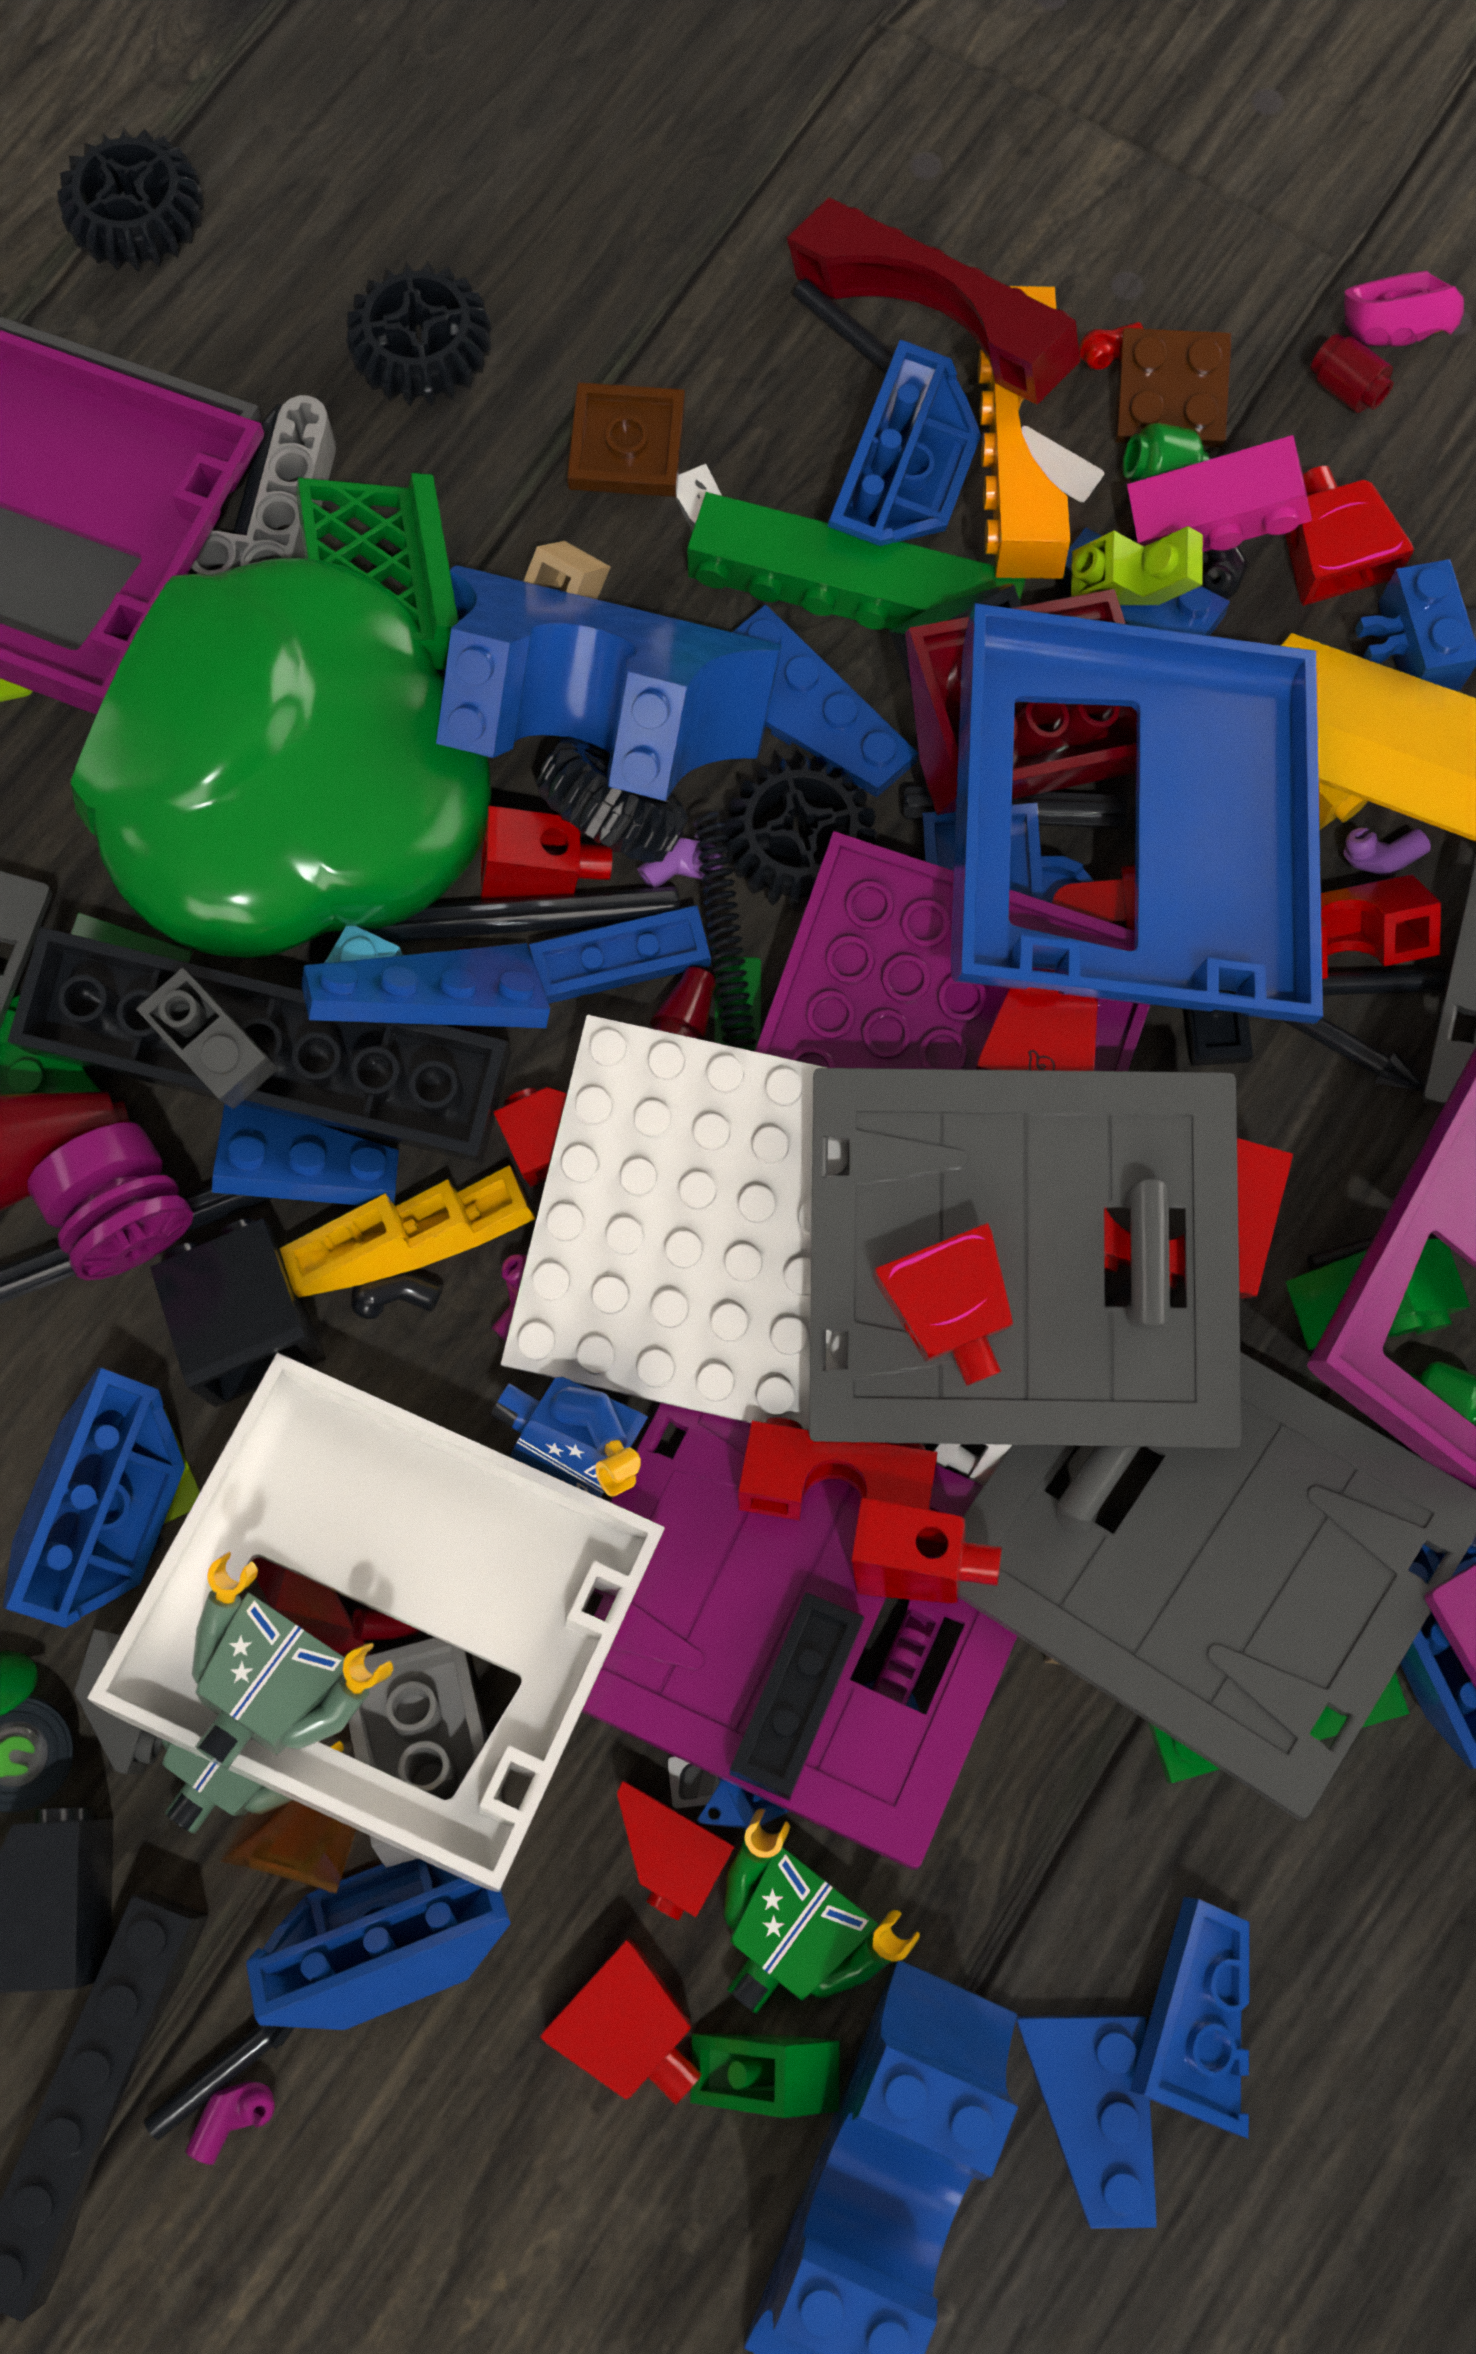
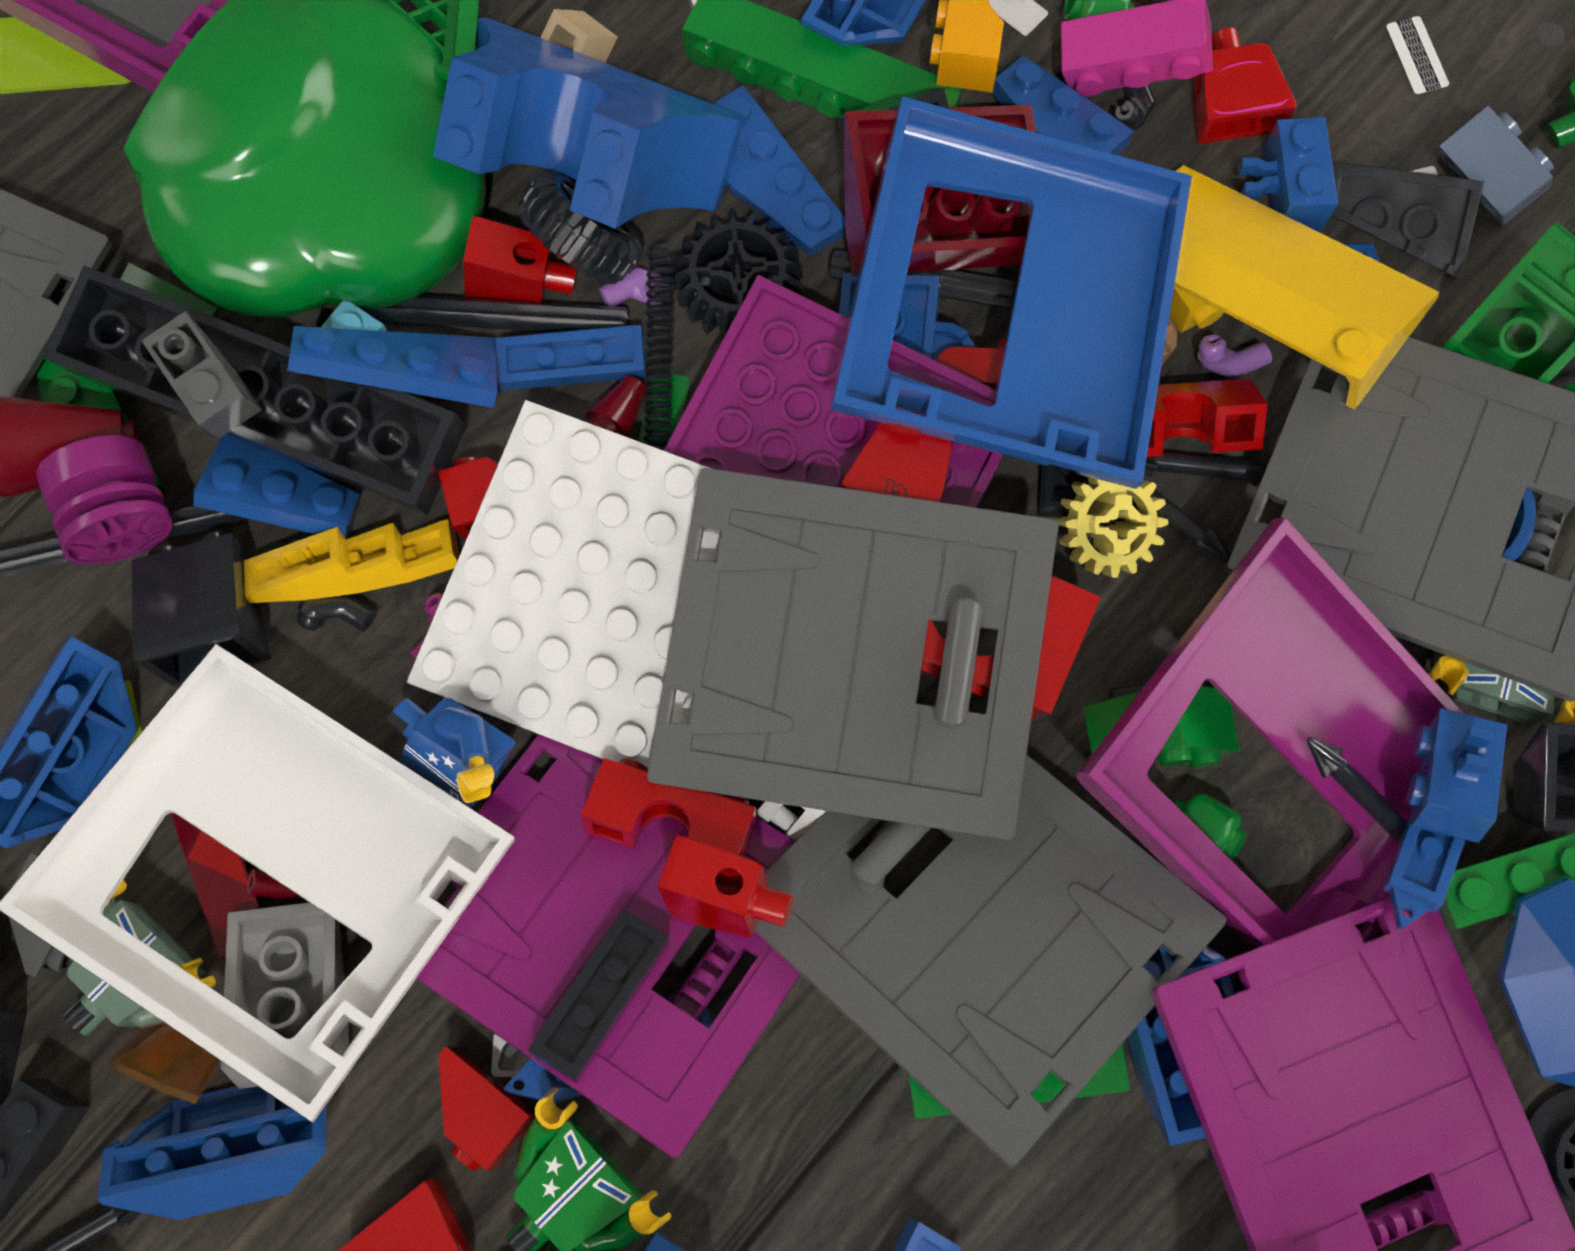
camera: 10 degrees right, 0 degrees up
(269, 1674) = (148, 908): sand green torso -> none
(951, 1300) = (781, 678): red torso -> none
(1138, 572) = (1058, 96): lime slope -> none
(1293, 1082) = (1120, 542): none -> light yellow gear

